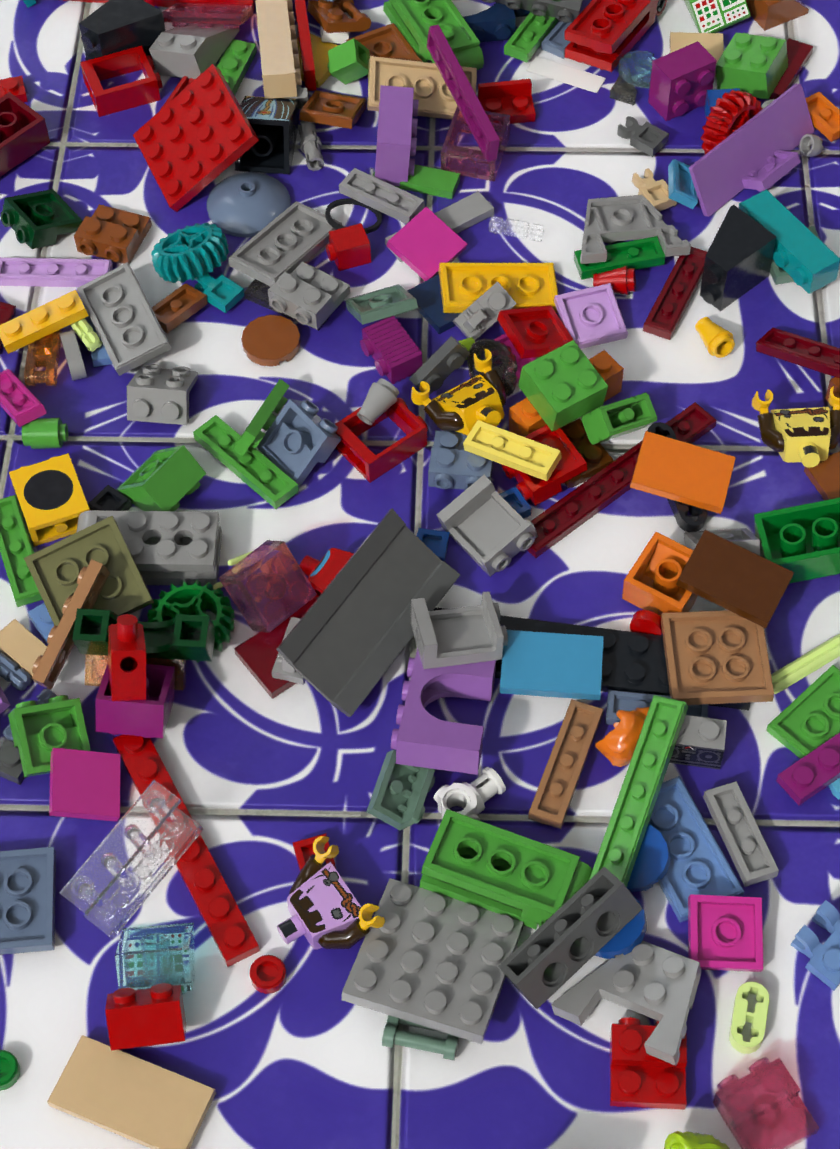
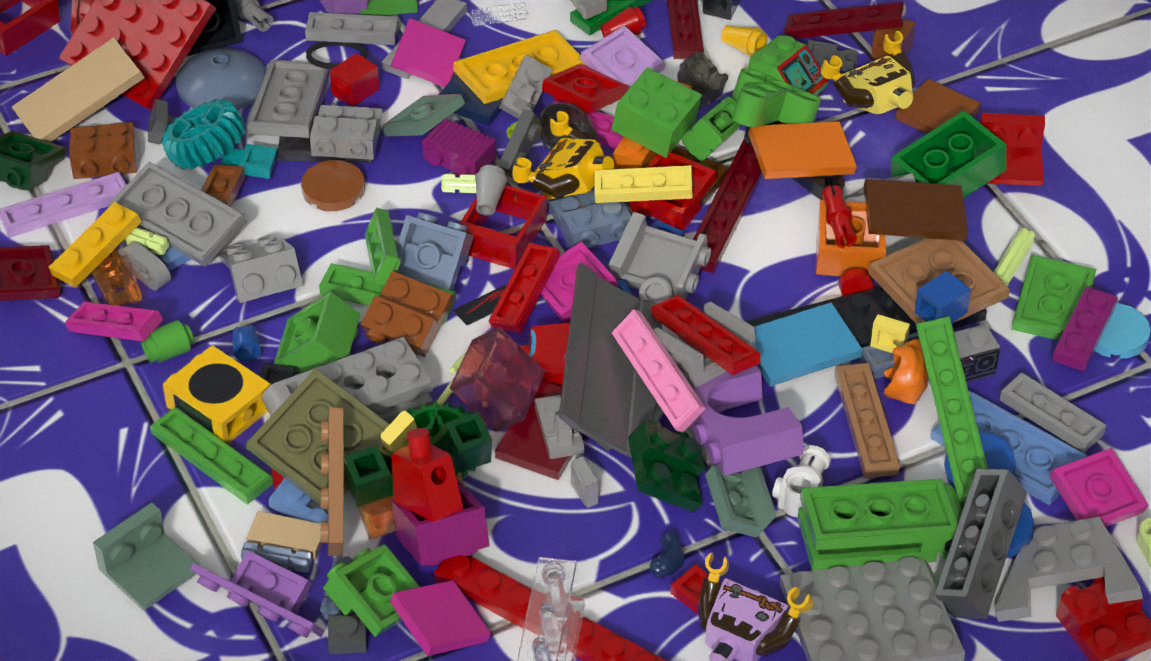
camera: 30 degrees left, 10 degrees down
(105, 460) = (246, 343): none -> blue hose
(120, 174) = (78, 92): none -> tan tile
(141, 605) = (395, 434): none -> light yellow tile
(168, 224) = (158, 121): none -> dark grey plate
(241, 490) = (407, 311): none -> dark orange plate
(284, 712) = (584, 482): none -> light grey tile
(310, 818) = (670, 559): none -> dark blue arm
(323, 506) = (480, 307): none -> black sticker
(356, 505) = (524, 287): none -> red tile
(356, 730) = (667, 464): none -> dark green plate
(367, 377) = (465, 183): none -> yellowish green axle
(398, 640) = (658, 371): none -> bright pink tile
(411, 505) = (560, 286): none -> dark pink plate
(466, 558) = (655, 290): none -> light grey tile
(466, 622) = (705, 335): none -> red tile
(636, 689) = (888, 333): none -> light yellow plate
(644, 363) = (703, 77): none -> clear smoke hair
(657, 556) = (839, 216): none -> red pin
(680, 409) = (766, 100): none -> bright green beam
(696, 681) = (943, 298): none -> blue brick
(723, 387) = (789, 63): none -> slope
(780, 383) = (824, 51): none -> dark grey plate

